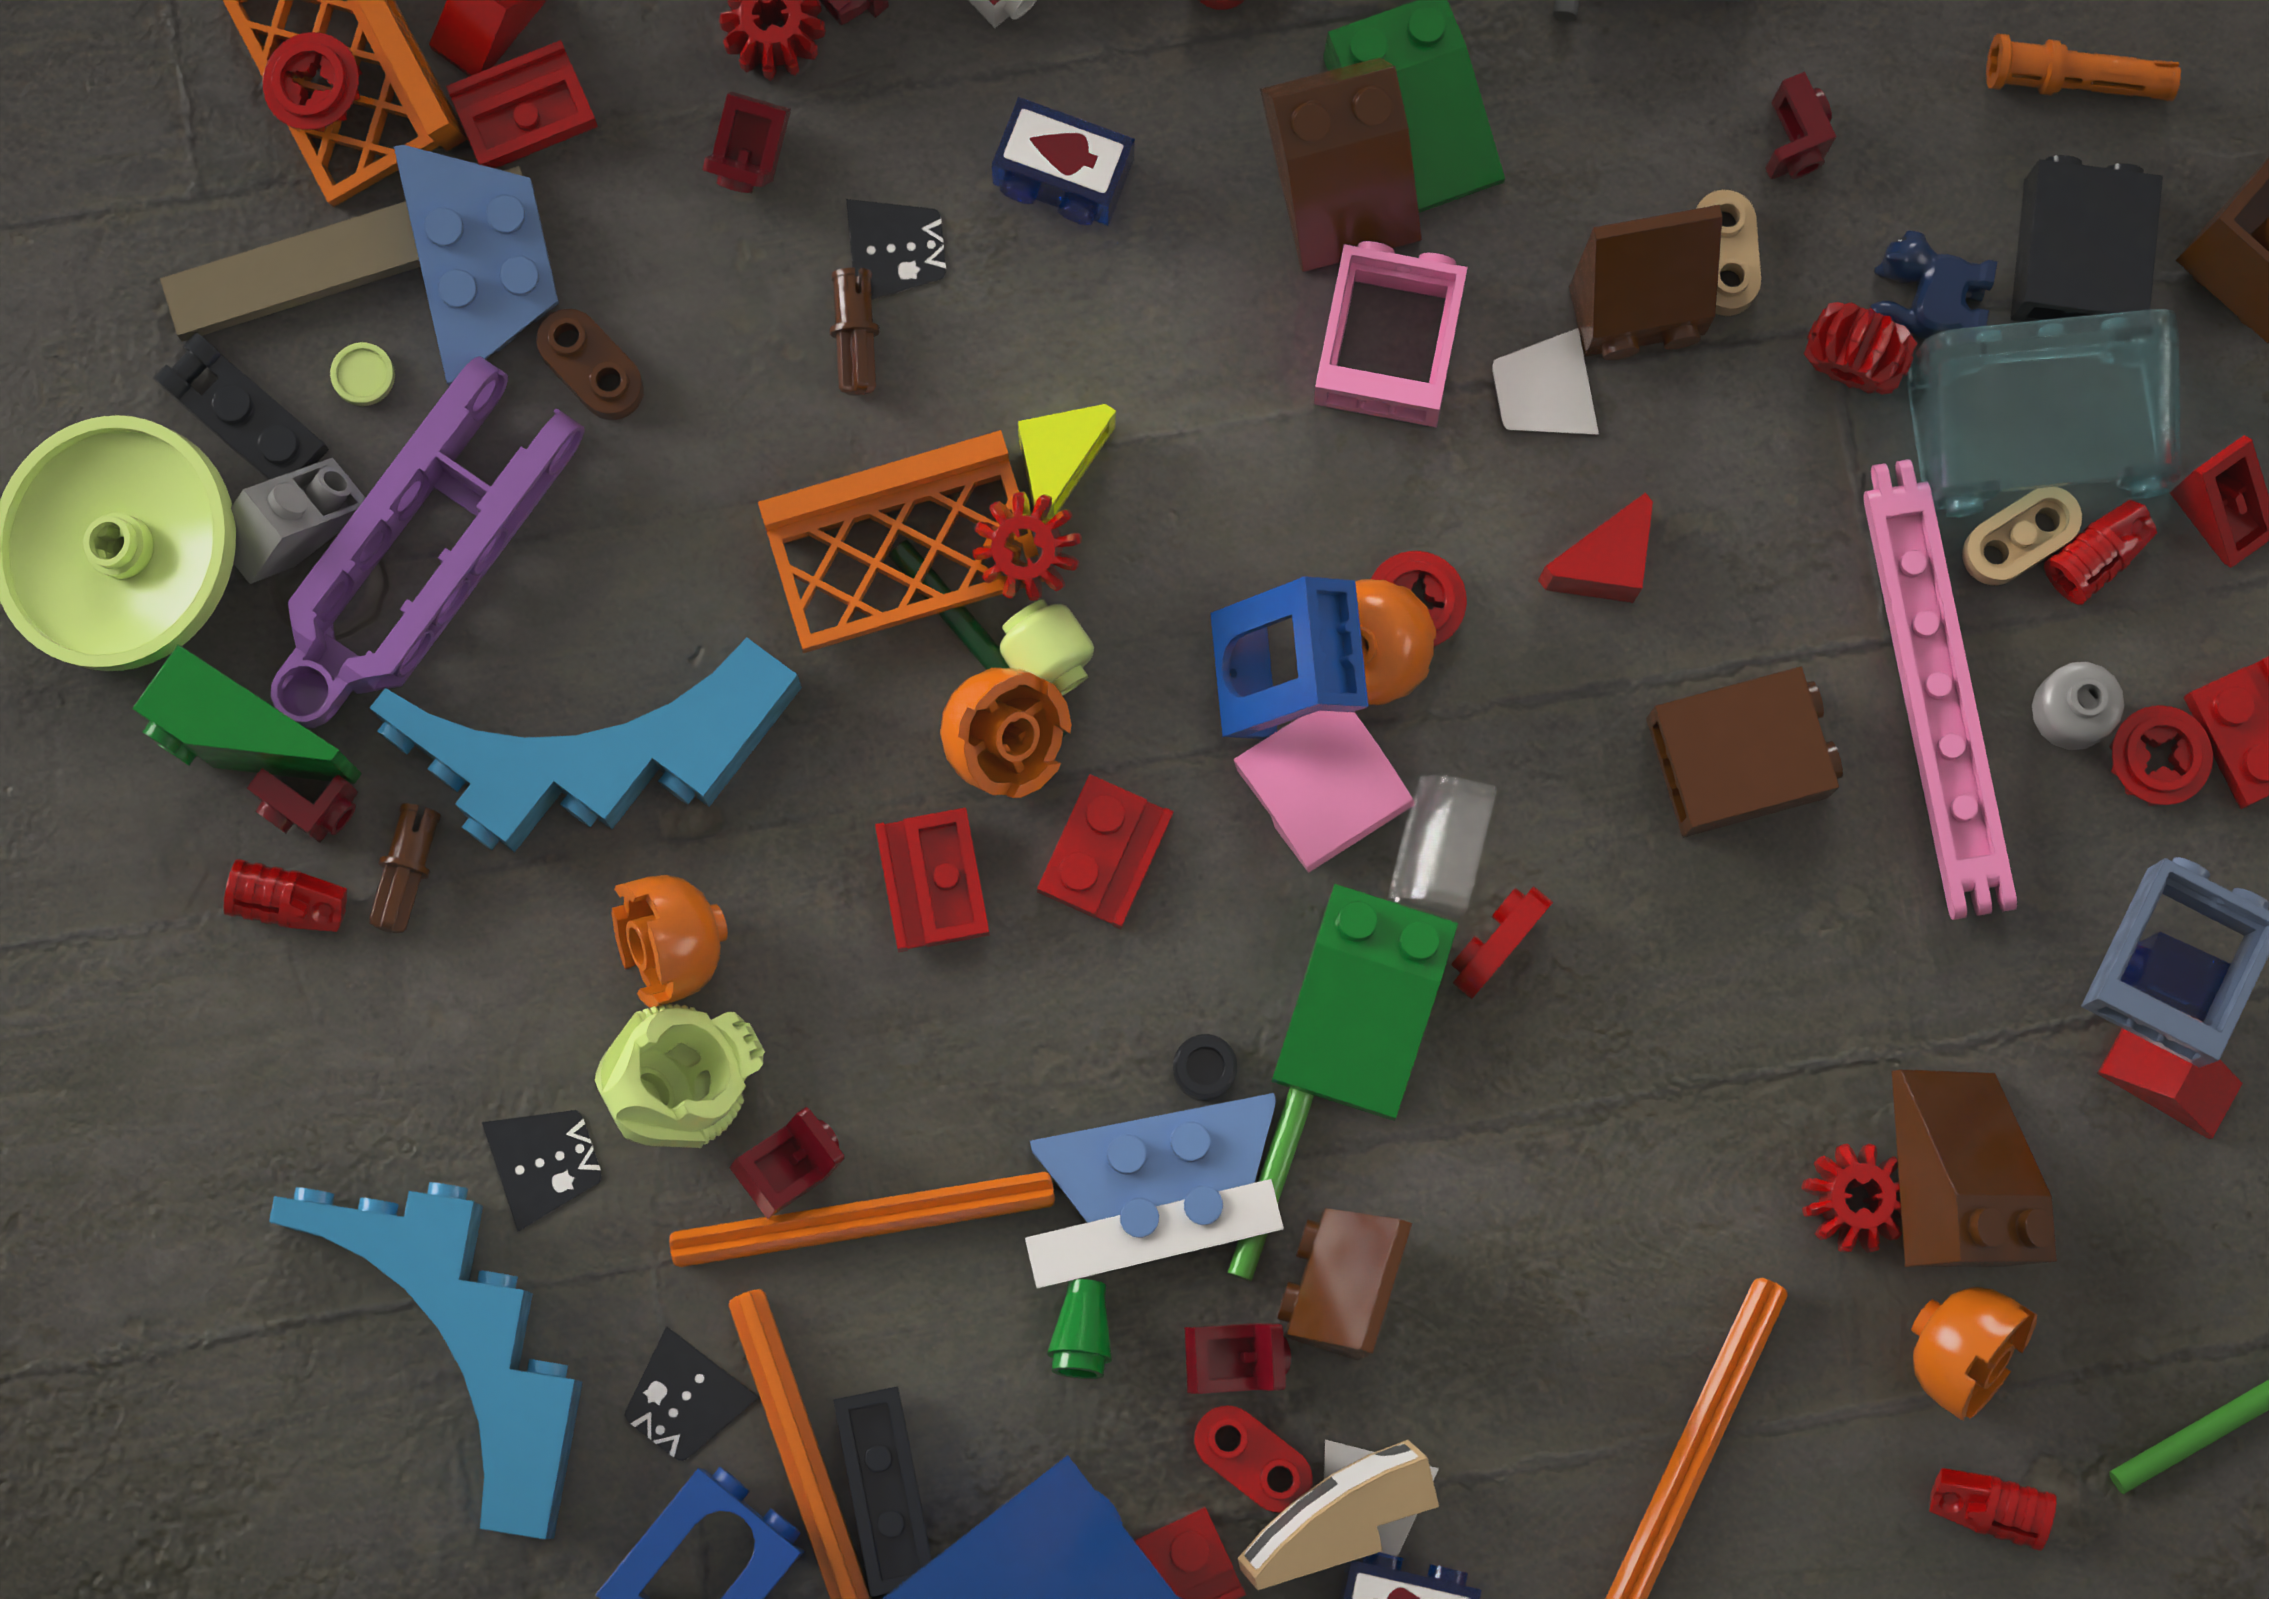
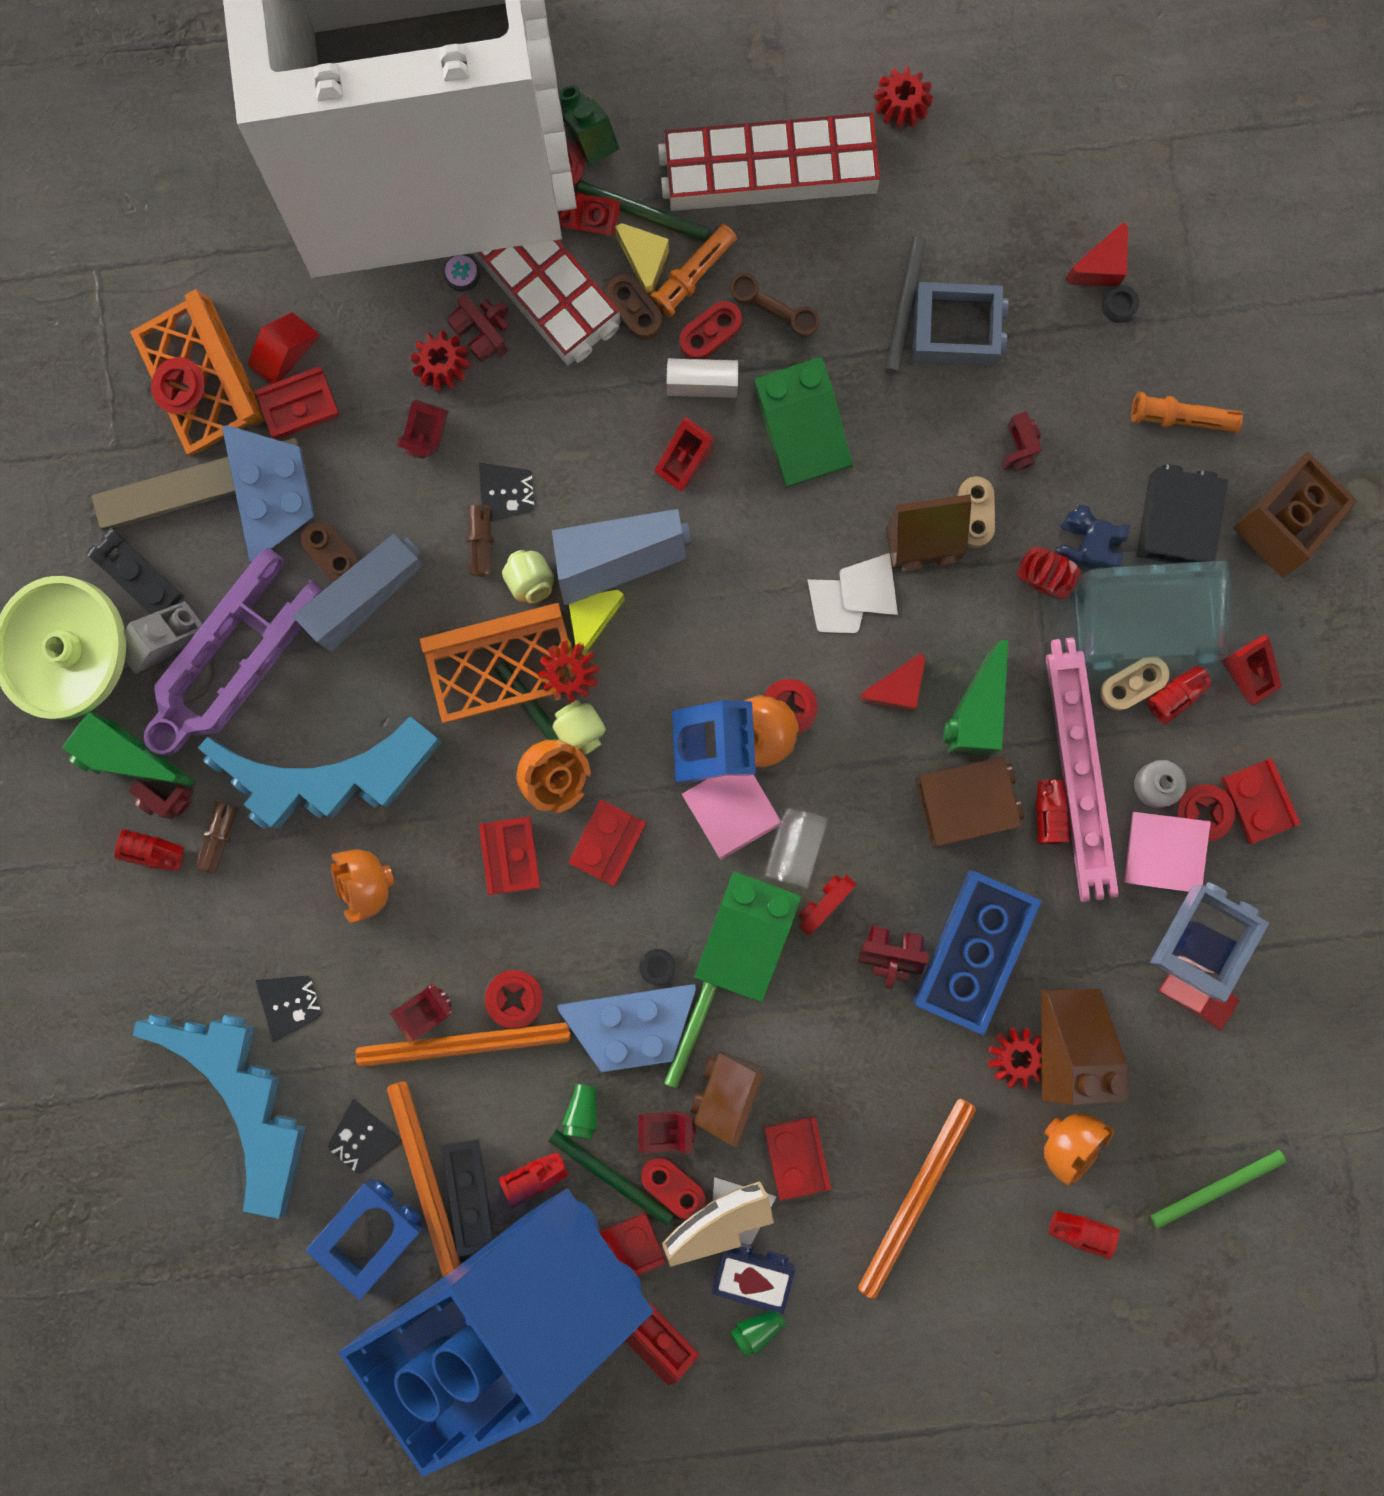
camera: 10 degrees right, 5 degrees up
(362, 374) = (203, 553): yellowish green piece -> none
(646, 427) = (359, 592): none -> sand blue slope
(678, 1075) = (362, 962): yellowish green helmet -> none
(944, 390) = (528, 576): none -> yellowish green head
(949, 1103) = (496, 998): none -> red gear
(1001, 1452) = (533, 1178): none -> red hinge
(1062, 163) = (600, 447): brick -> none
(1100, 339) = (616, 551): none -> sand blue slope
(1107, 1247) = (596, 1066): white sticker -> none
(1139, 1446) = (611, 1177): none -> dark green bar
(1212, 168) = (685, 454): none -> red slope
(1235, 39) = (702, 378): none -> white brick
(1344, 160) = (759, 454): reddish brown slope -> none
(1379, 393) = (772, 588): bright pink window -> none
(1473, 1396) = (797, 1158): none -> red plate
(1478, 430) = (829, 608): none -> white sticker
(1623, 1033) = (890, 960): none -> dark red hips
(1754, 604) = (979, 716): none -> green slope
(1773, 1011) = (976, 952): none -> blue brick
(1890, 767) = (1051, 813): none -> red hinge
(2095, 823) = (1166, 851): none -> bright pink slope

